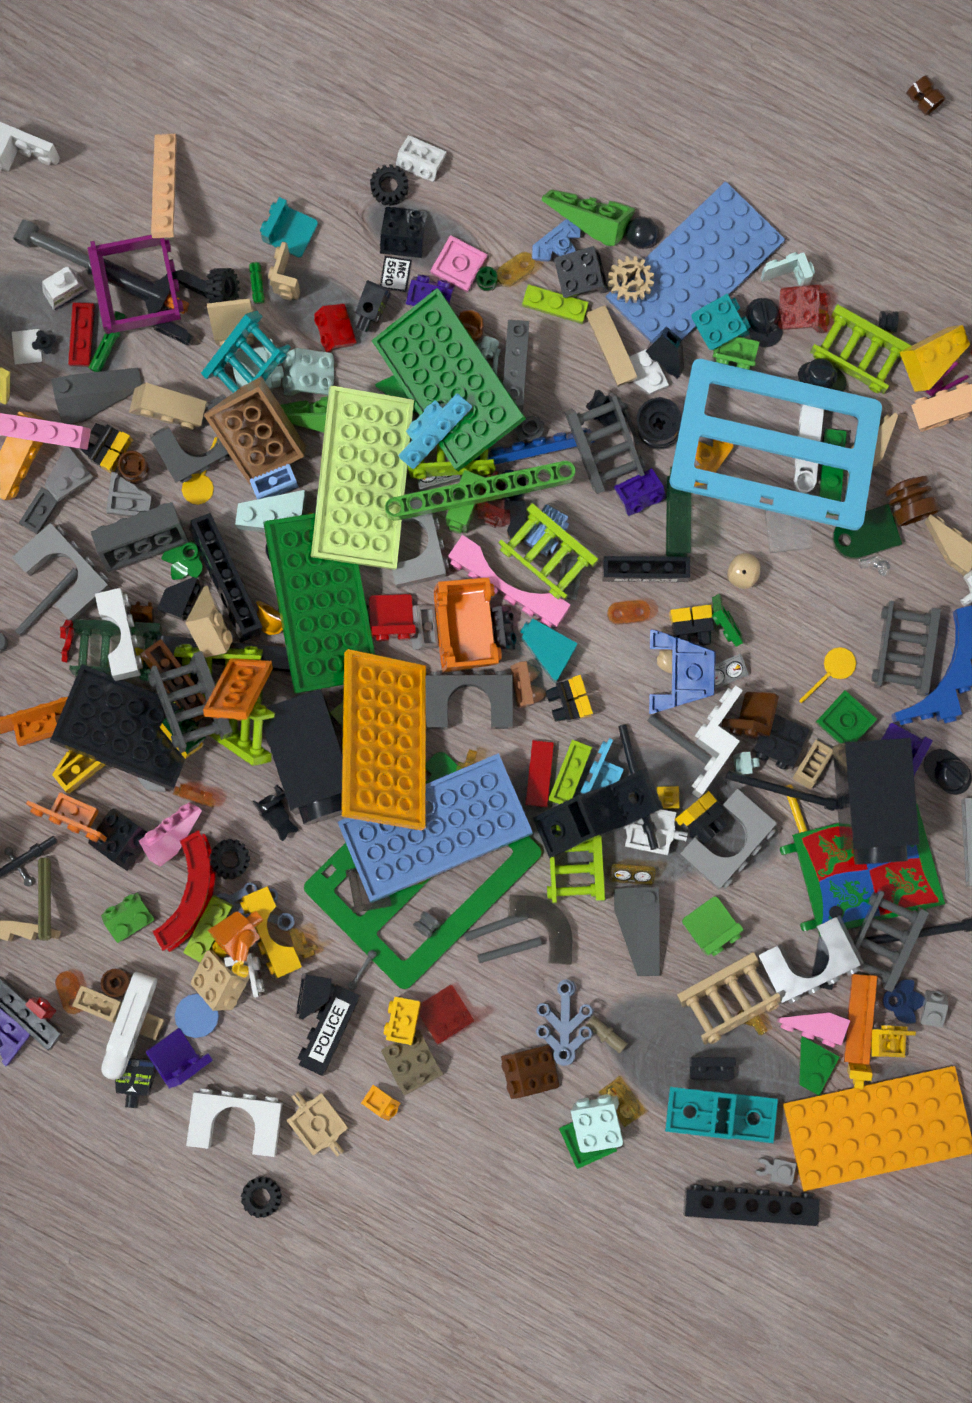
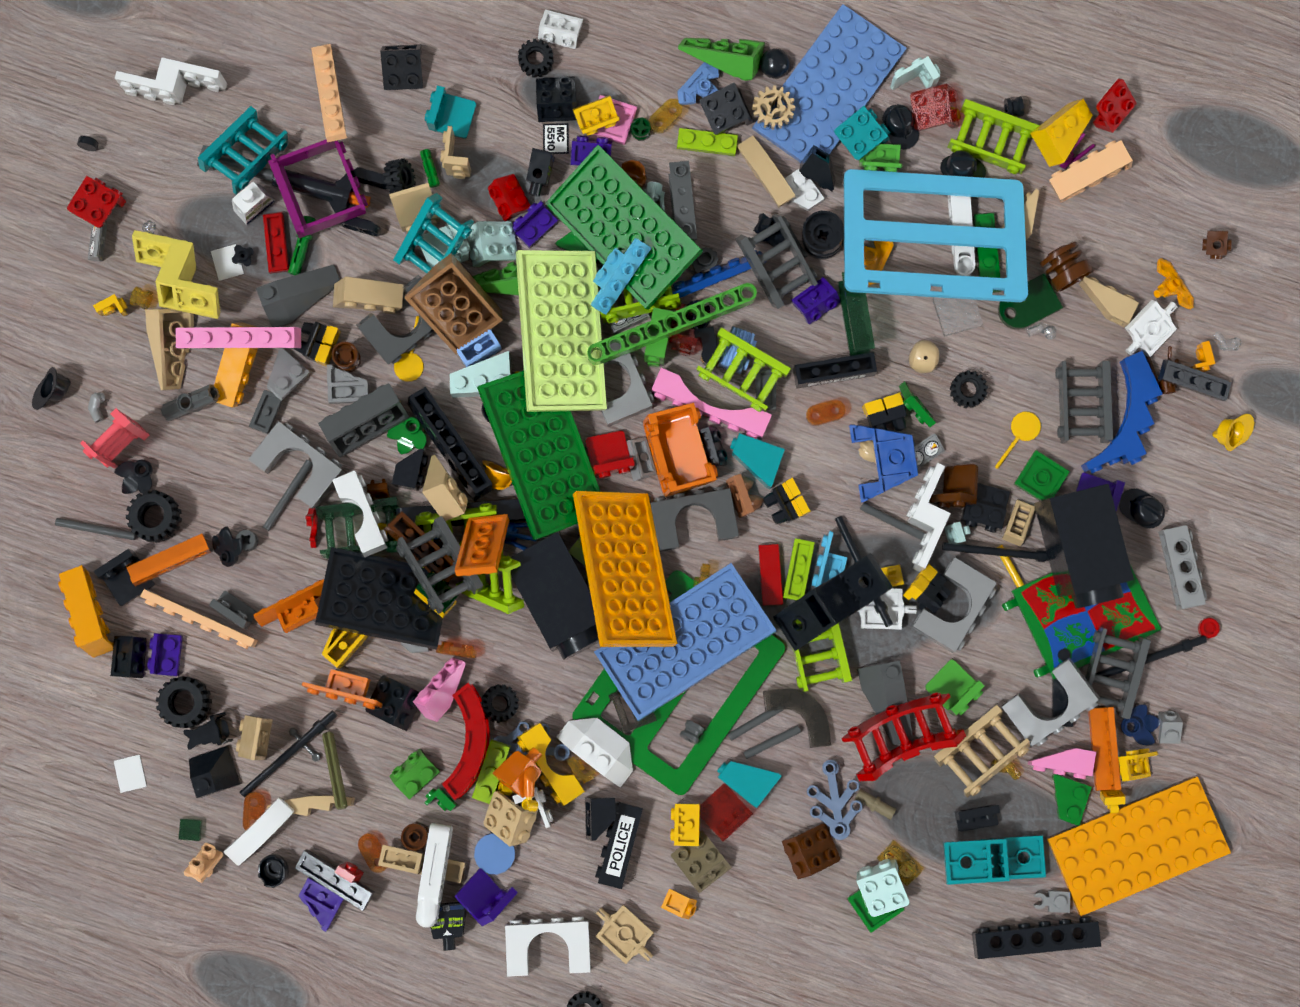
camera: 15 degrees left, 0 degrees up
(59, 213) = (234, 134): none -> teal fence
(154, 951) = (445, 800): none -> green bracket
(246, 171) = (401, 67): none -> black bracket
(272, 811) = (531, 652): black hair -> none
(274, 683) = (513, 534): none -> blue plant
(326, 924) = (599, 748): none -> white wedge
(353, 984) = (633, 799): dark grey hinge -> none
(356, 360) = (534, 224): none -> dark purple bracket
(441, 256) = (596, 115): none -> yellow bracket
(475, 986) = (748, 781): none -> teal slope
(632, 874) = (872, 652): slope -> none
(651, 982) = (907, 749): none -> red fence
(794, 604) = (960, 398): none -> black tyre

